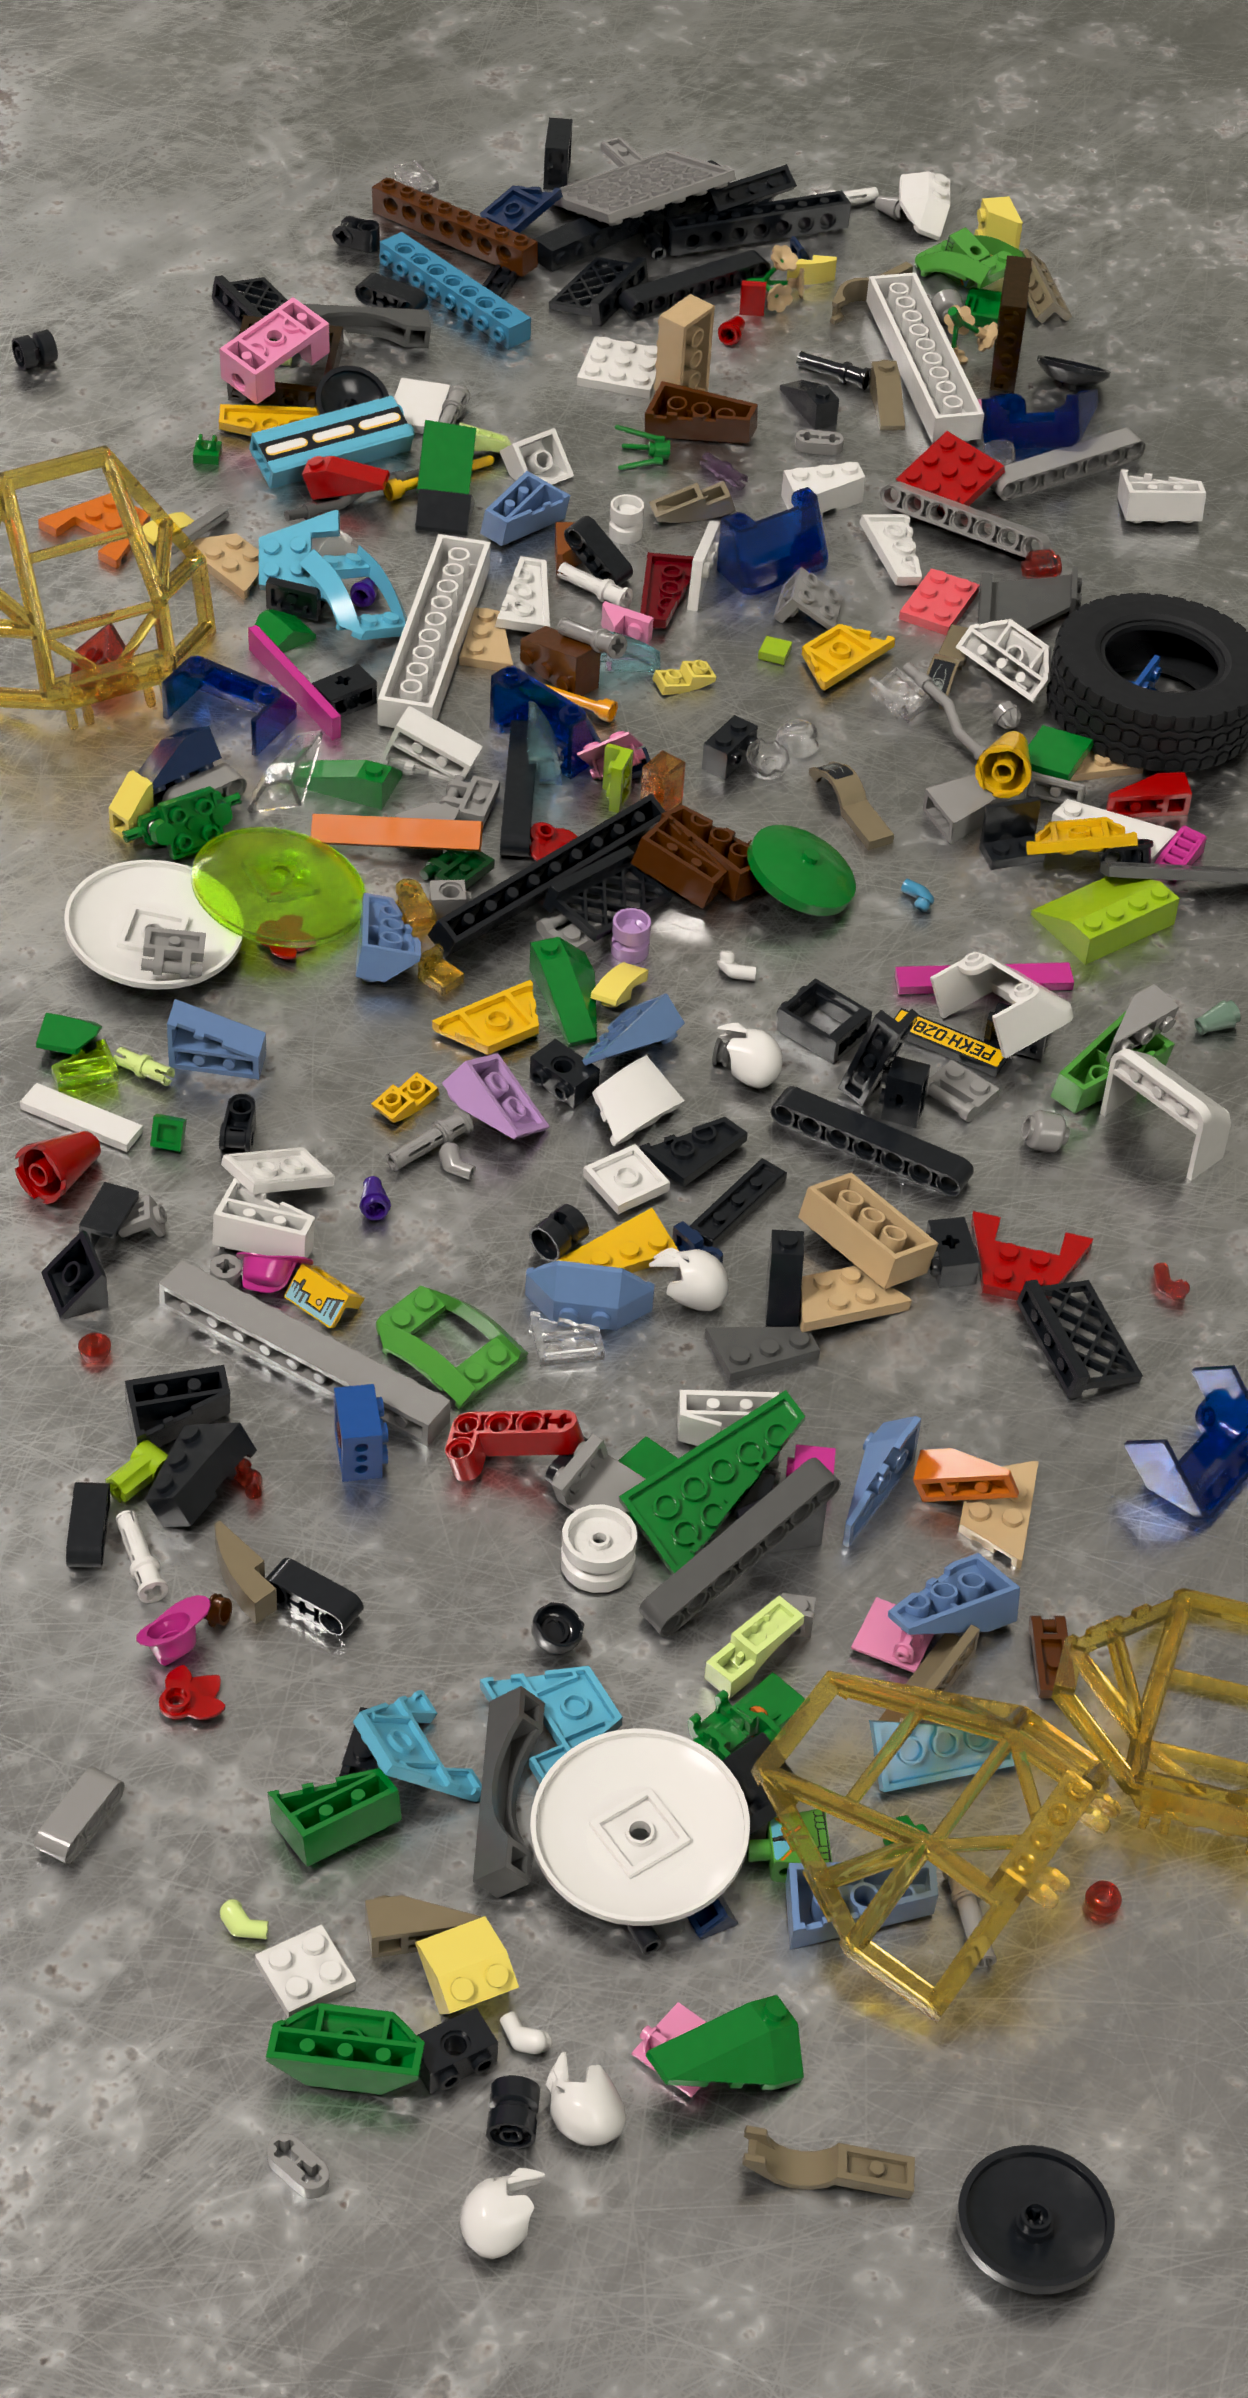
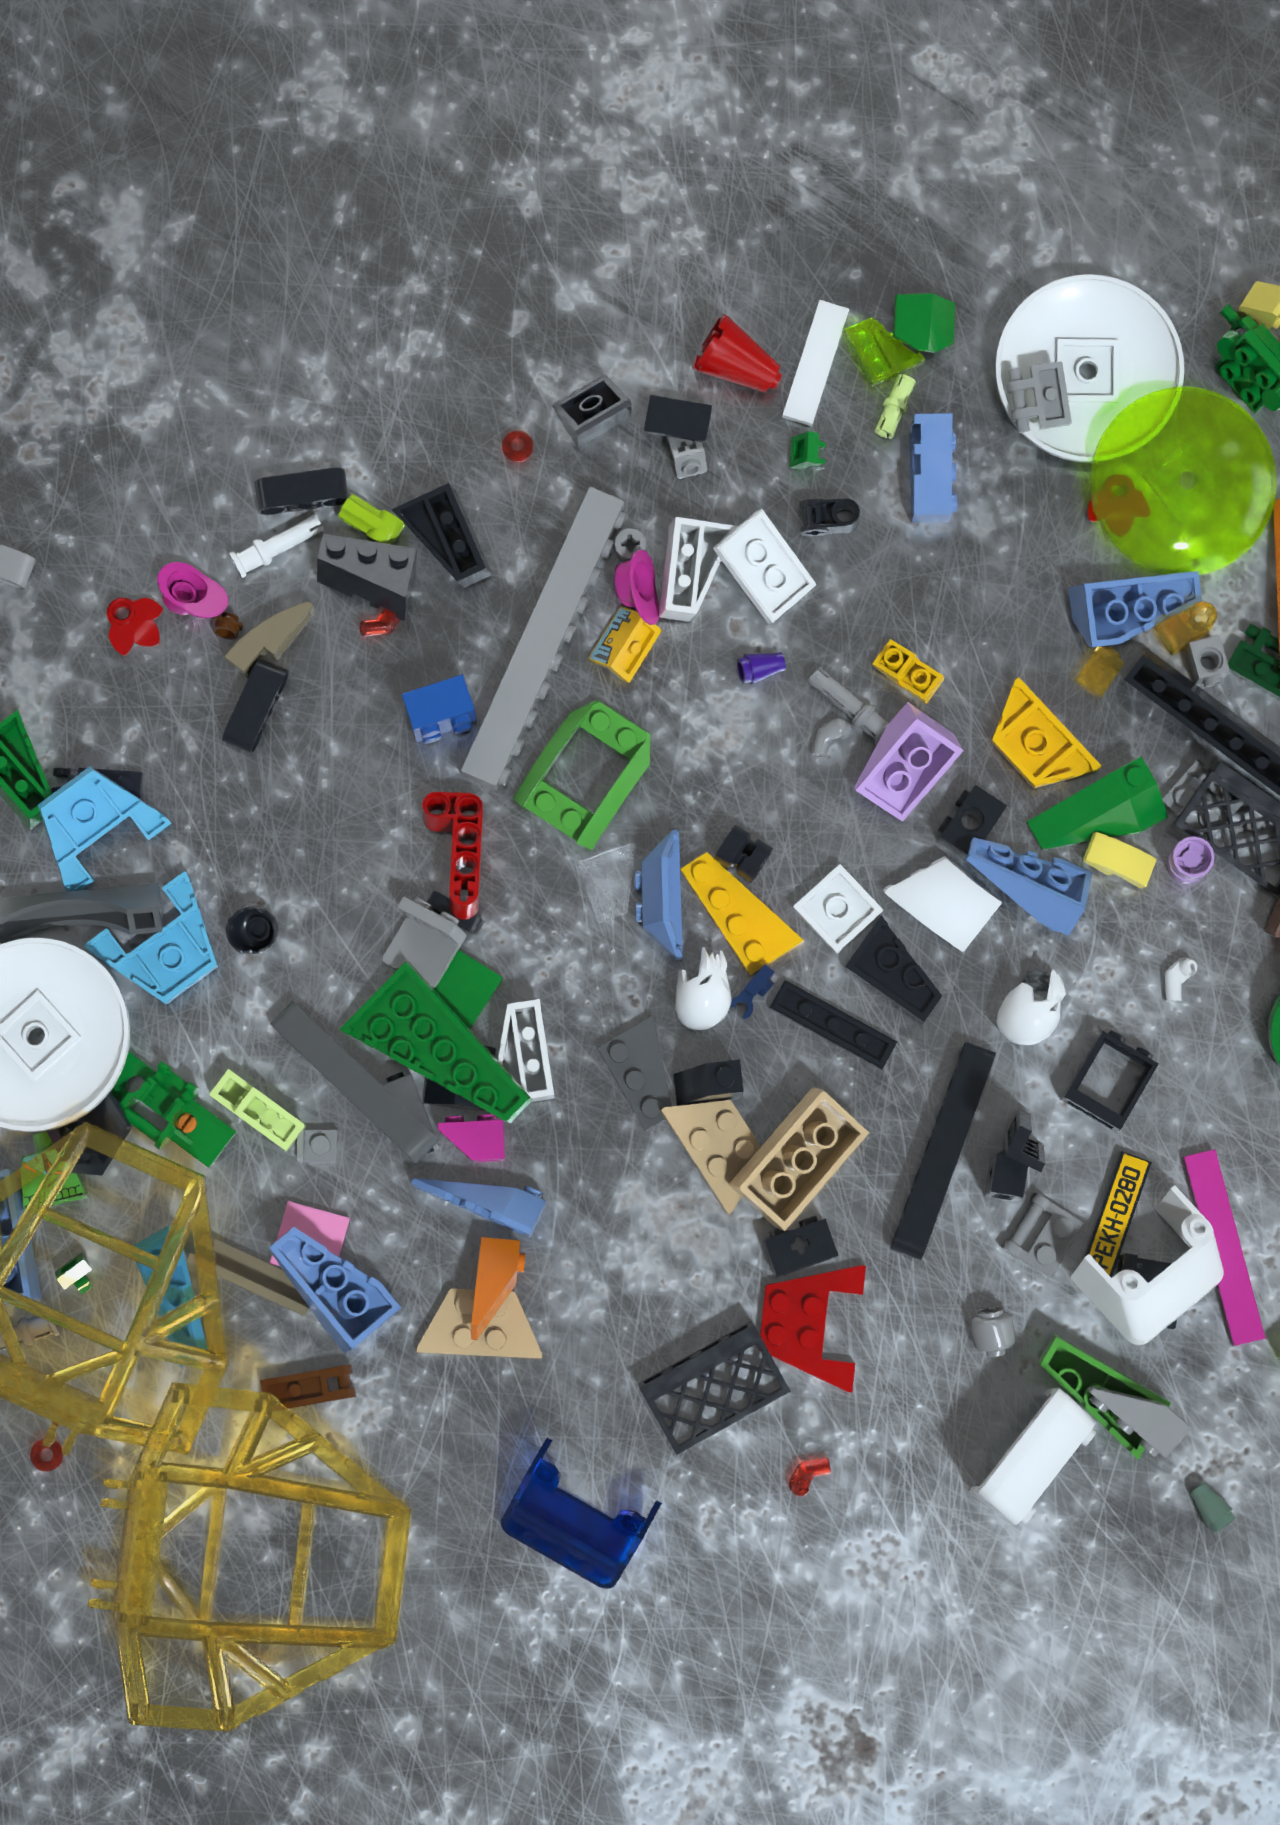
camera: 80 degrees right, 35 degrees up
(598, 1548) = (351, 971): white wheel -> none

